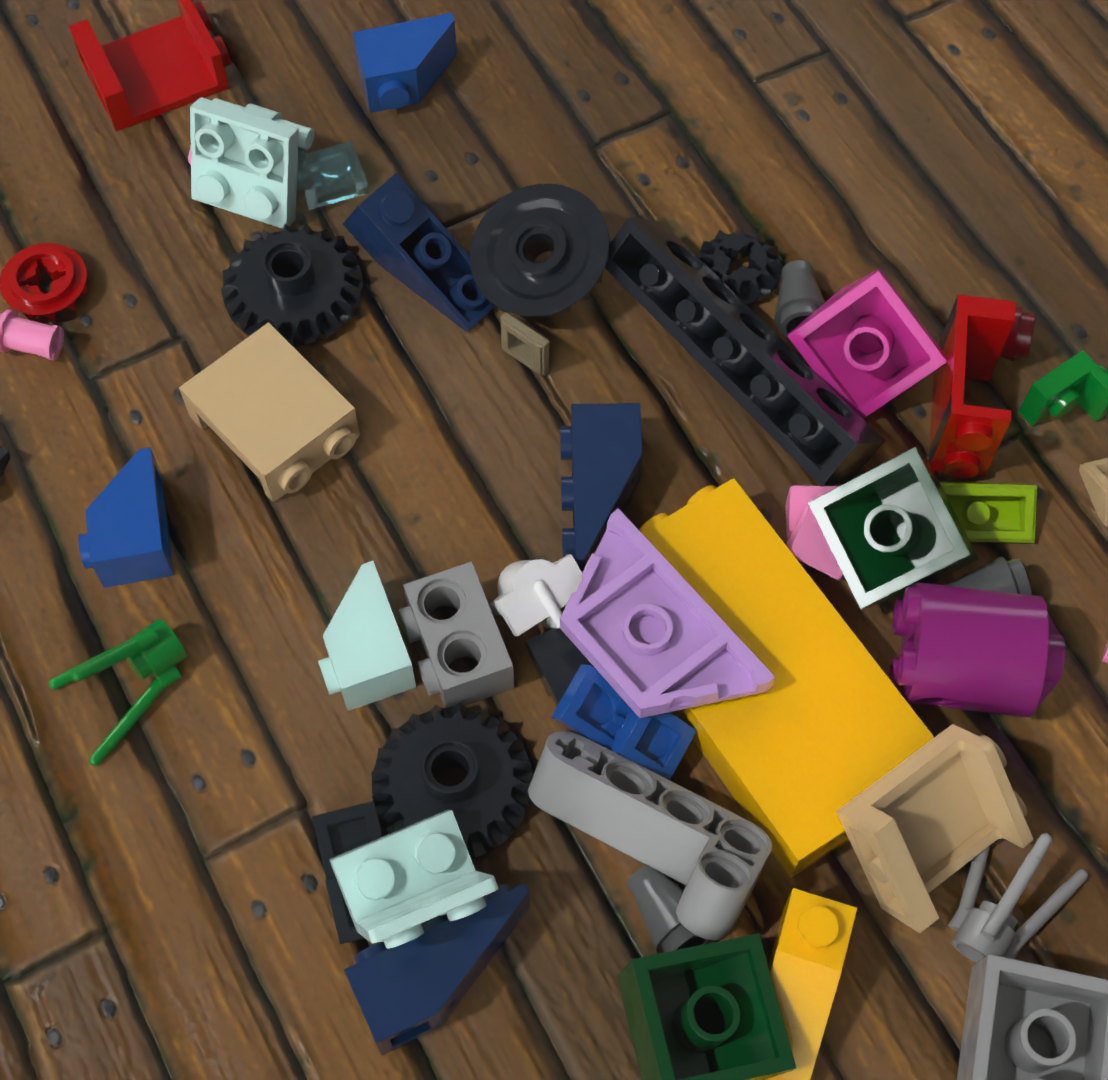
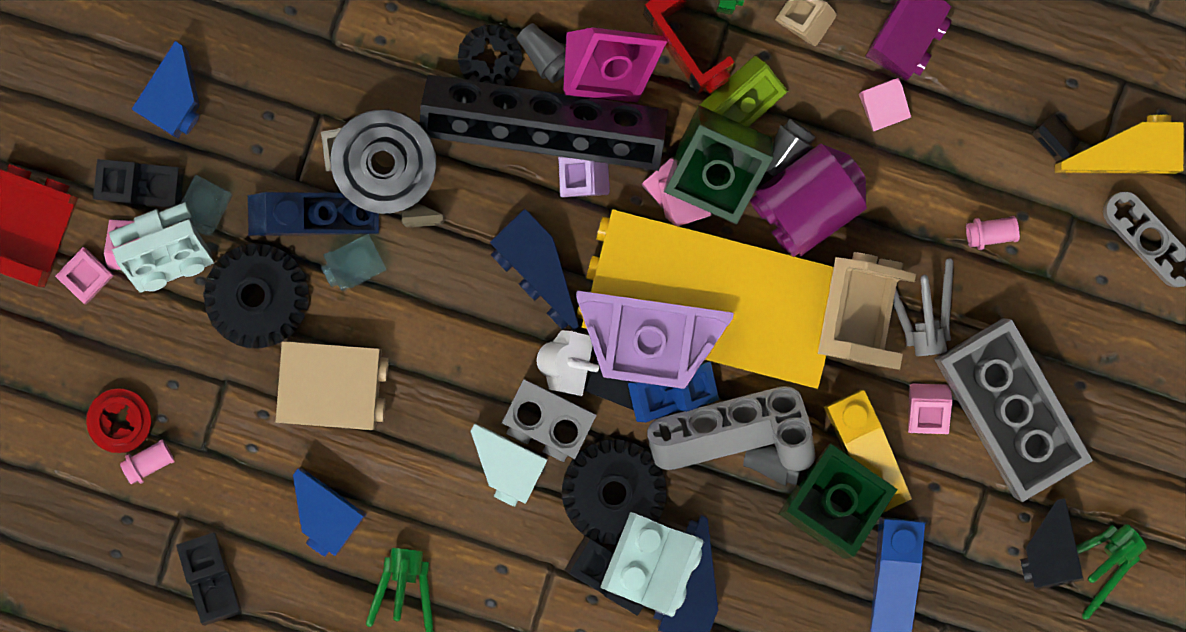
camera: 45 degrees left, 25 degrees up
(159, 145) = (84, 275): none -> bright pink tile
(291, 96) = (138, 183): none -> black slope
(413, 331) = (353, 264): none -> clear light blue bracket
(732, 445) = (583, 178): none -> lavender slope
(914, 1025) = (929, 408): none -> bright pink slope

